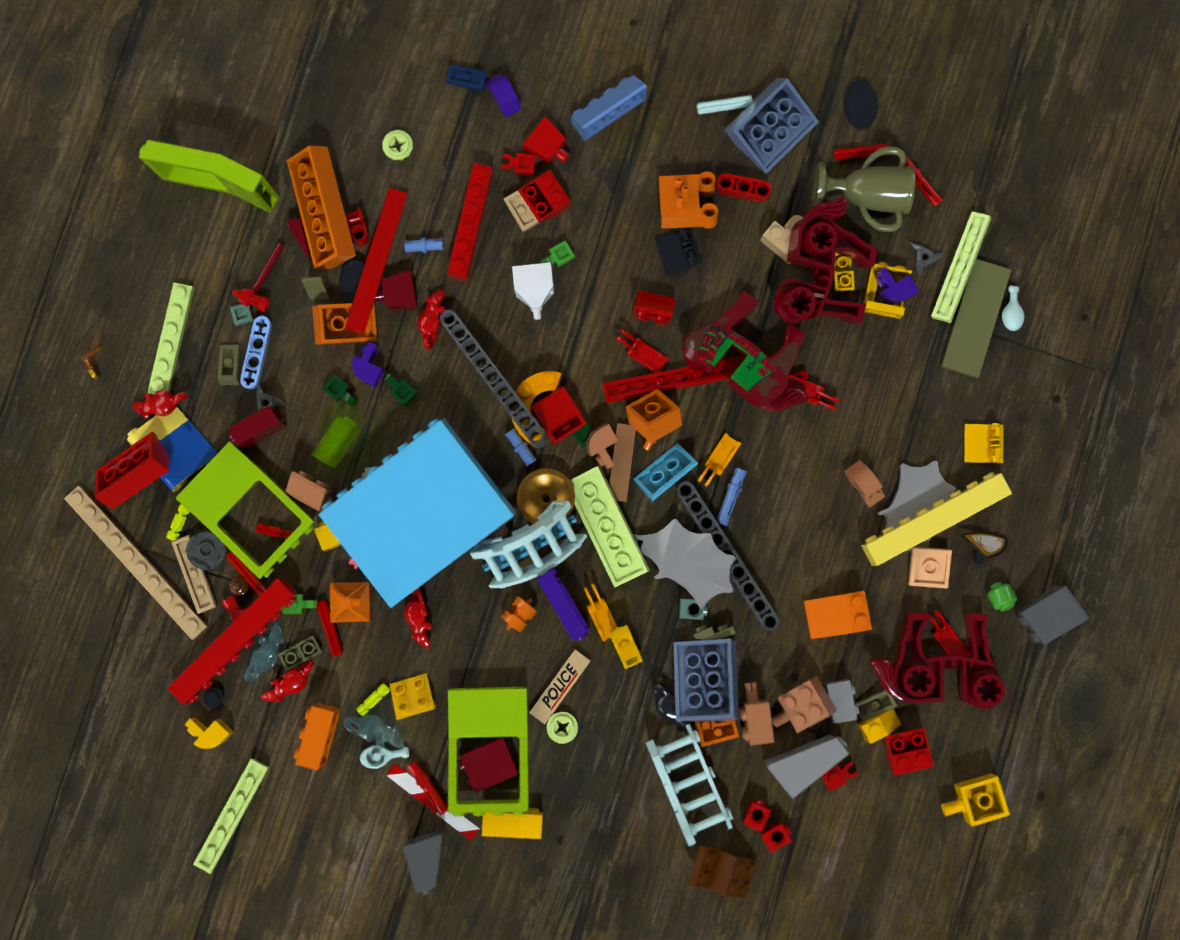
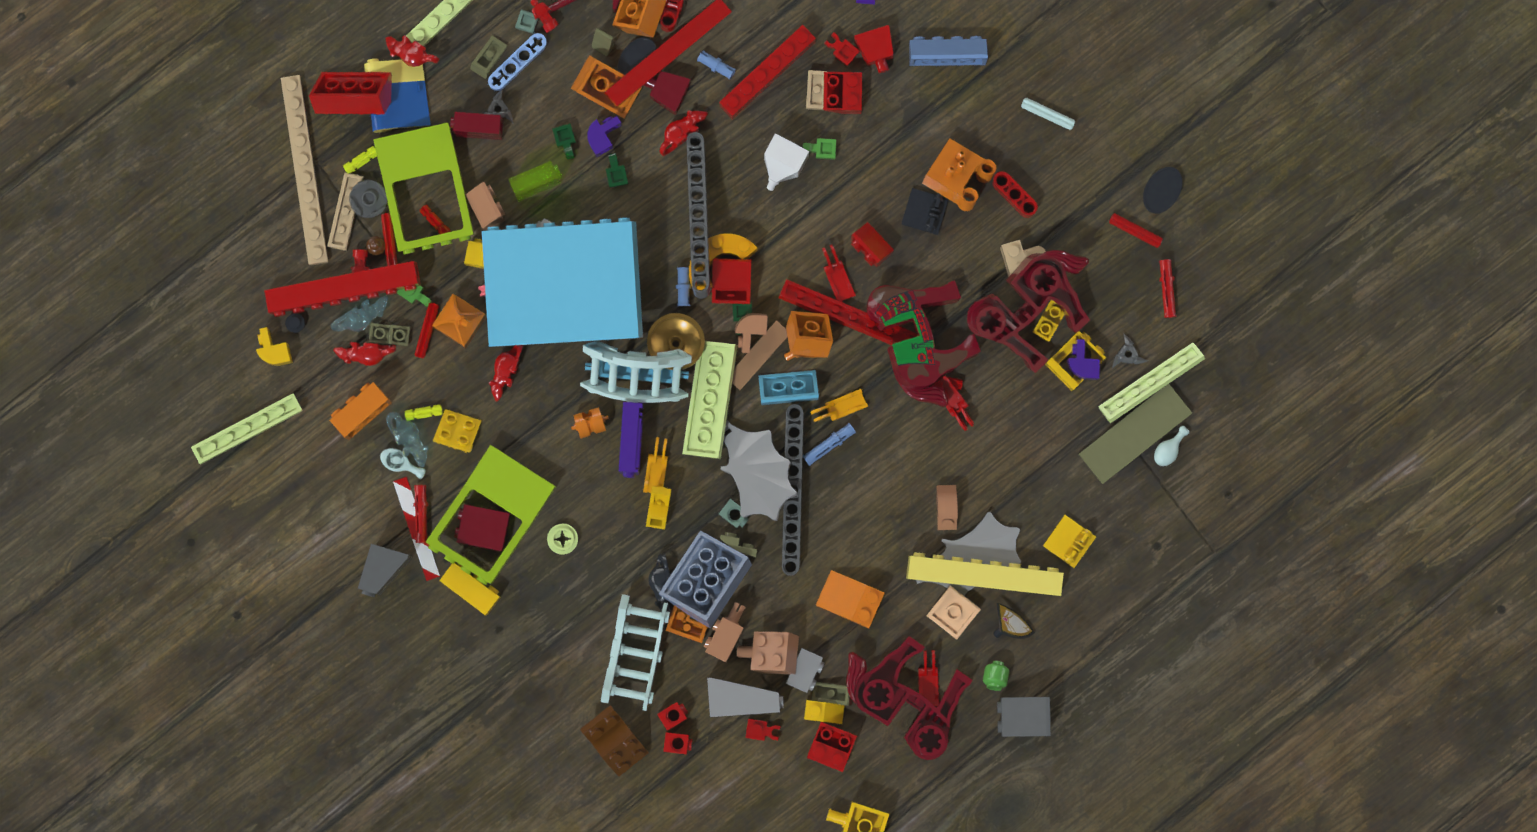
camera: 30 degrees right, 0 degrees up
(559, 686) = (583, 504): tan tile -> none
(772, 124) = (1075, 157): sand blue slope -> none
(872, 188) = (1119, 266): olive piece -> none

